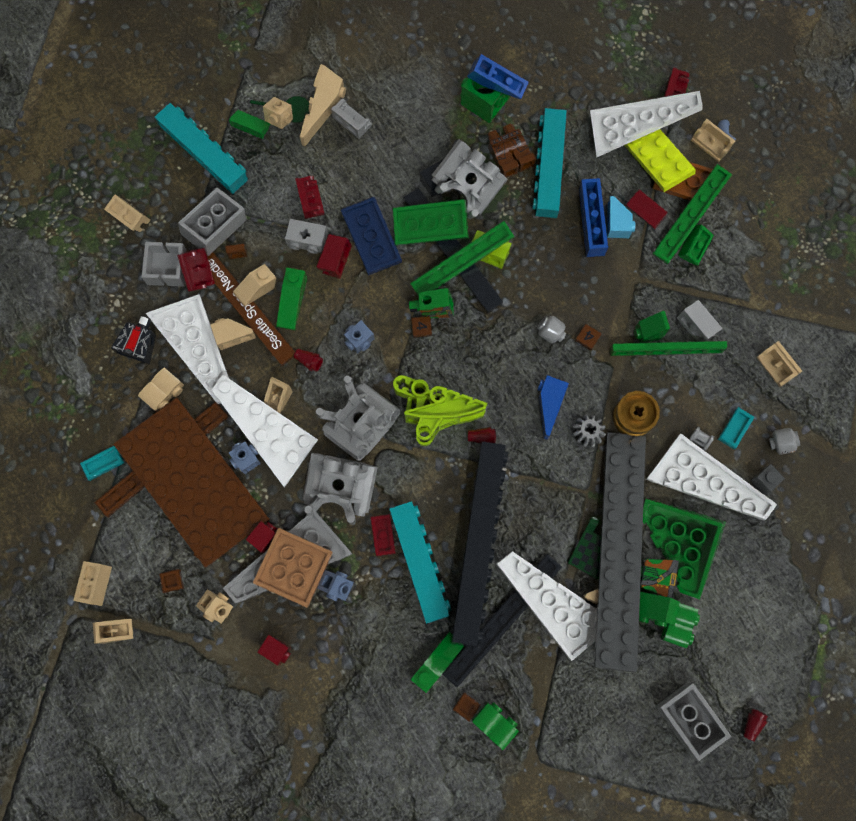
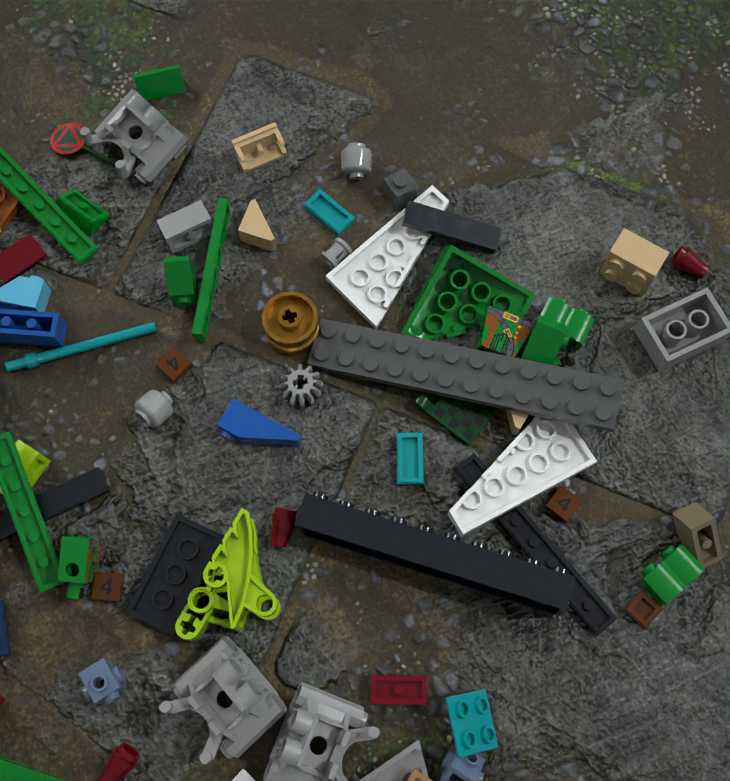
camera: 80 degrees left, 5 degrees down
(368, 587) = (471, 723): none -> teal hinge
(418, 559) = (444, 642): teal brick -> none
(436, 663) = (585, 643): green slope -> none
(438, 368) = (174, 573): none -> black plate
(528, 744) = (698, 533): none -> dark tan slope
(535, 639) = (563, 504): none -> reddish brown tile
(549, 520) = (410, 459): none -> teal tile
(572, 239) = (33, 360): none -> teal bar
(709, 373) = (255, 229): none -> tan slope
(741, 674) = (633, 262): none -> tan brick
(743, 524) = (451, 226): none -> black tile
(754, 222) = (68, 141): none -> piece
(761, 286) = (155, 147): none -> light grey piece
(818, 277) = (160, 83): none -> green slope

